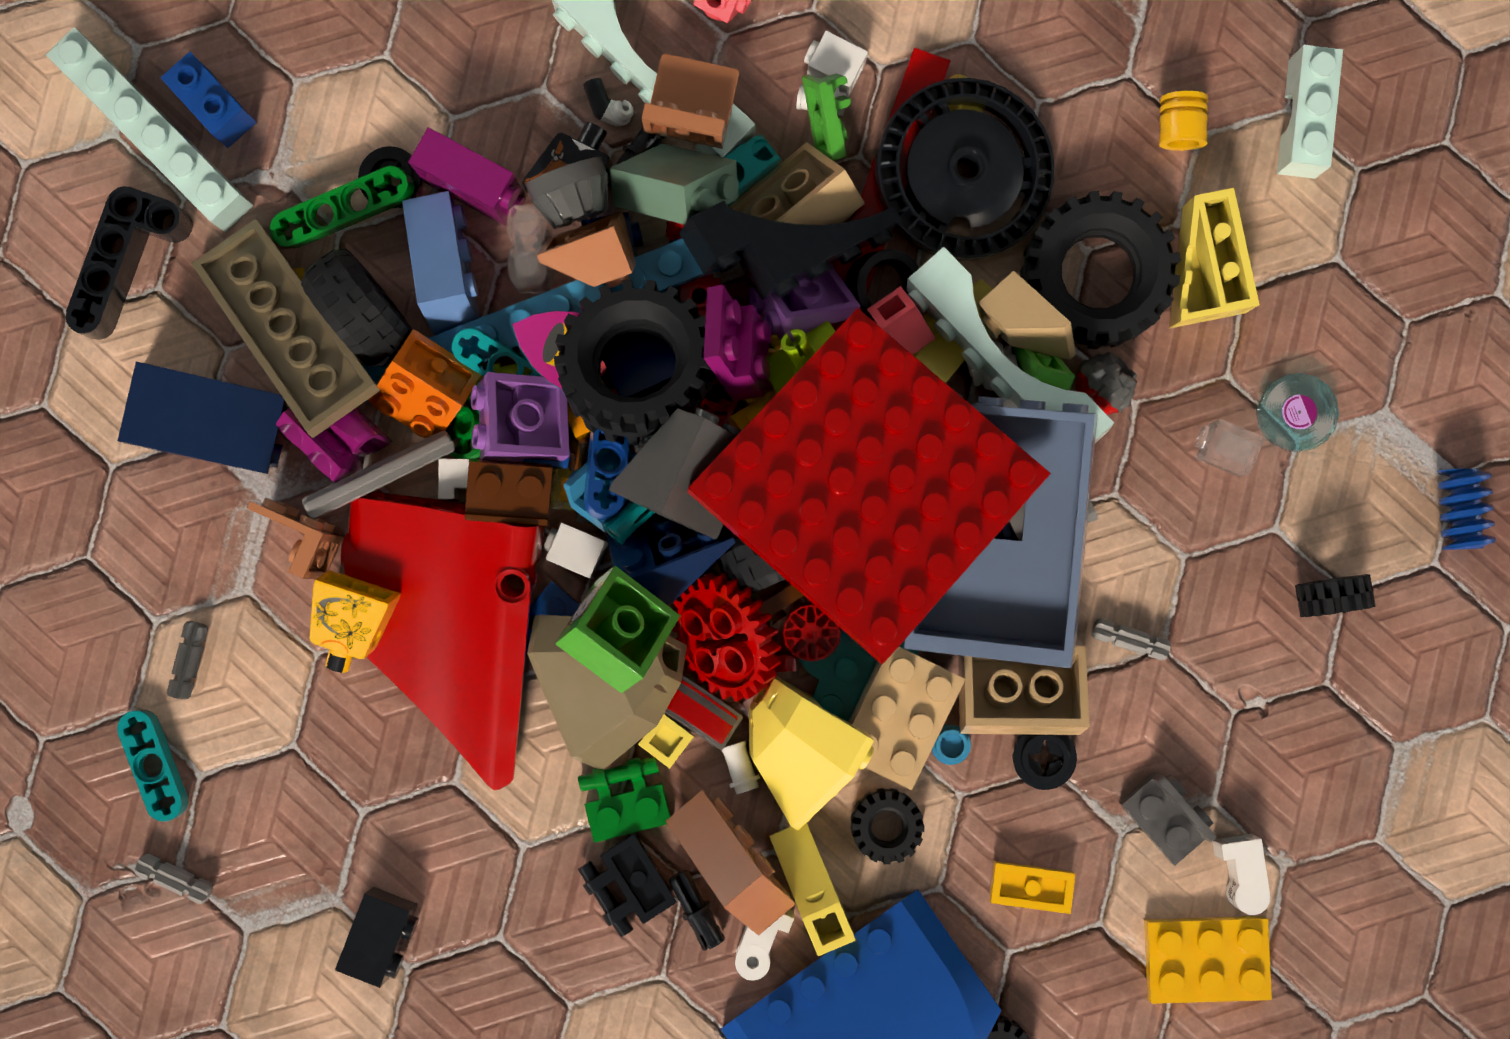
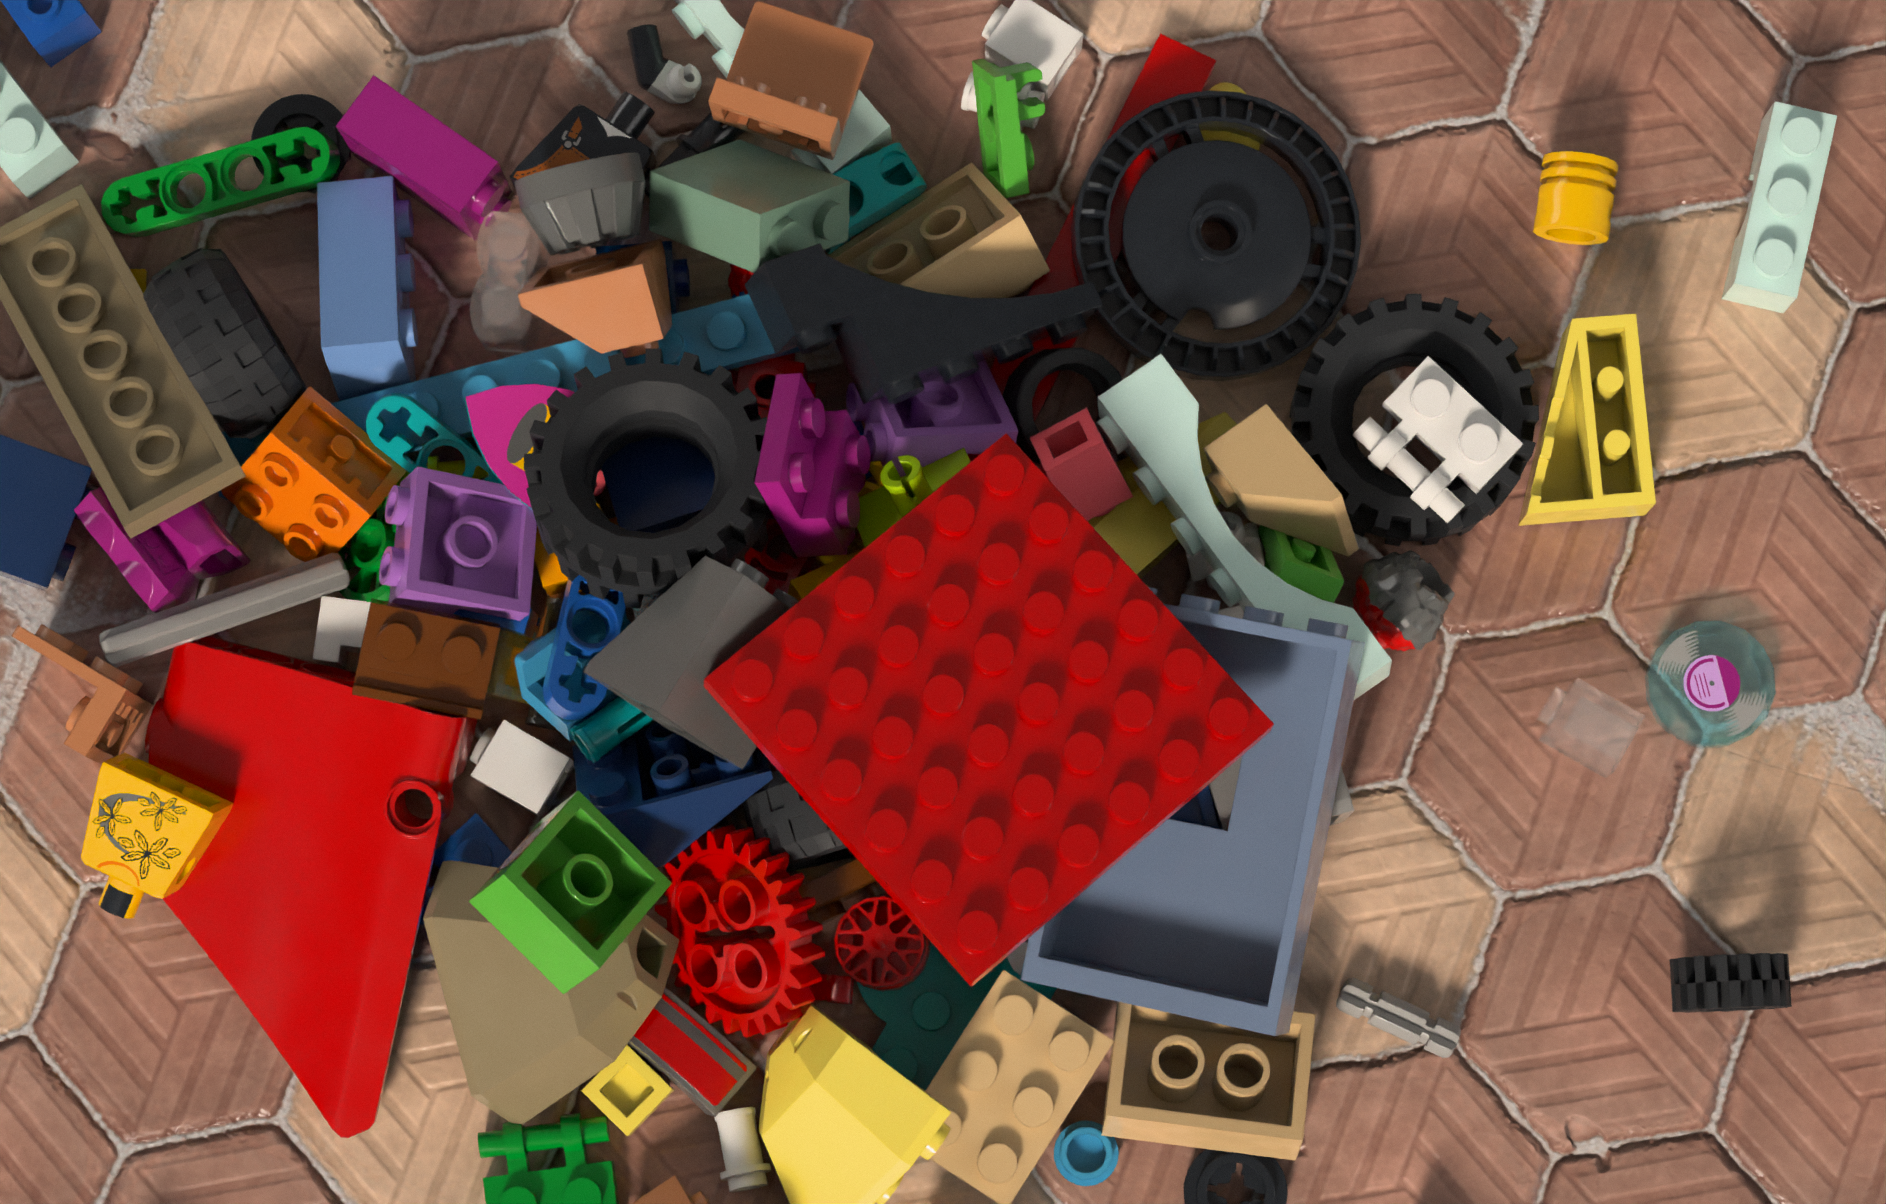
camera: 10 degrees right, 5 degrees down
(1128, 272) = (1450, 427): none -> white plate

